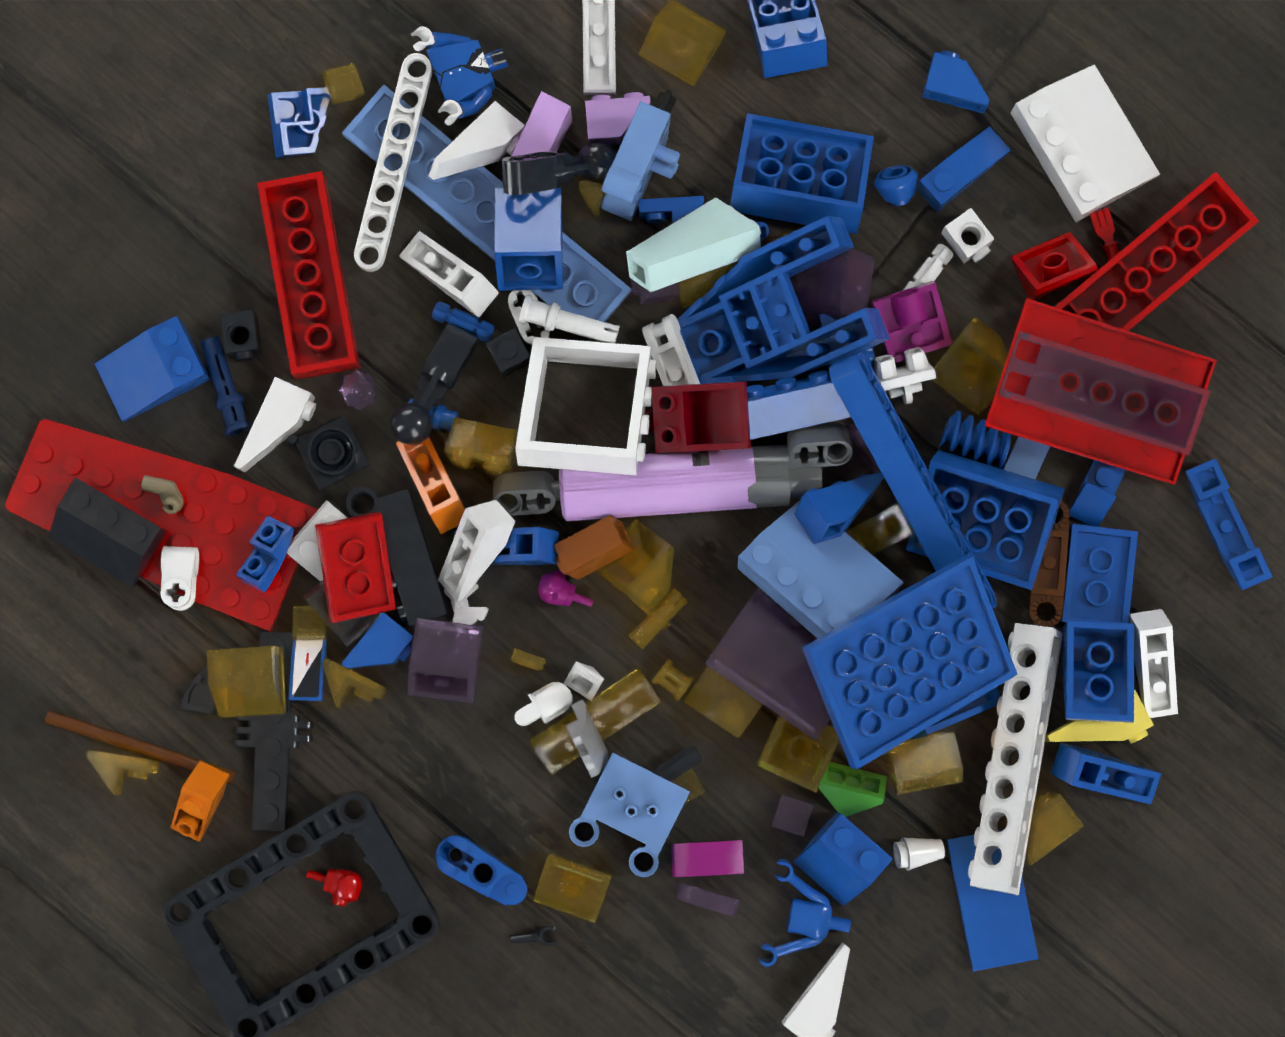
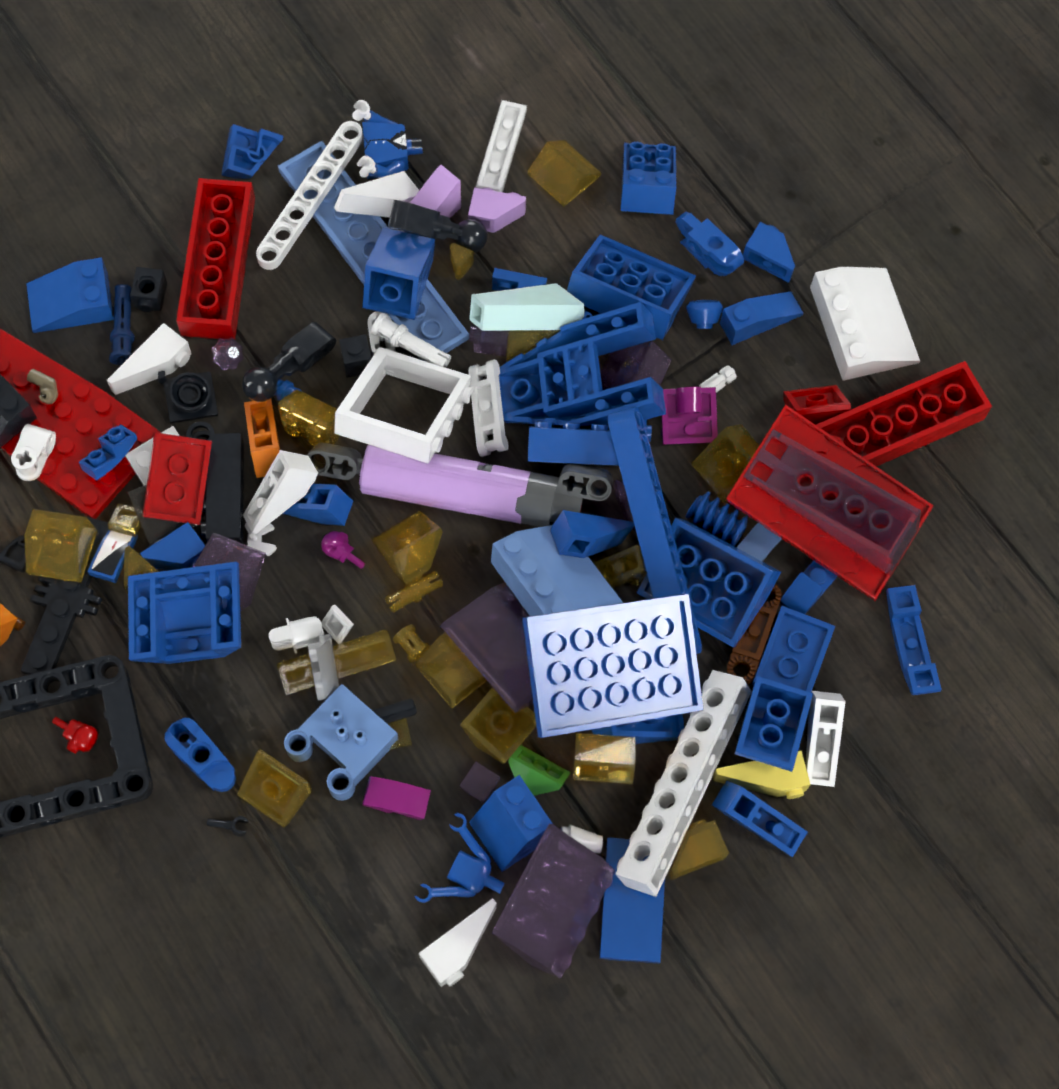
camera: 10 degrees right, 15 degrees down
(343, 83) = (291, 134): clear yellow tile -> none
(415, 722) = (184, 614): none -> blue slope
(449, 274) = (329, 288): white slope -> none
(464, 320) = (314, 315): blue axle -> none
(528, 660) = (296, 595): clear yellow tile -> none
(593, 548) = (376, 518): dark orange brick -> none
(639, 156) = (503, 235): medium blue piece -> none
(700, 417) = (493, 433): dark red slope -> none
(707, 899) = (386, 831): clear purple beam -> none
(880, 95) = (709, 245): none -> blue piece
(904, 379) = (683, 451): white hips -> none
(914, 934) = (554, 902): none -> clear purple slope
(968, 223) = (751, 354): white brick -> none
(1104, 229) = (864, 387): red piece -> none

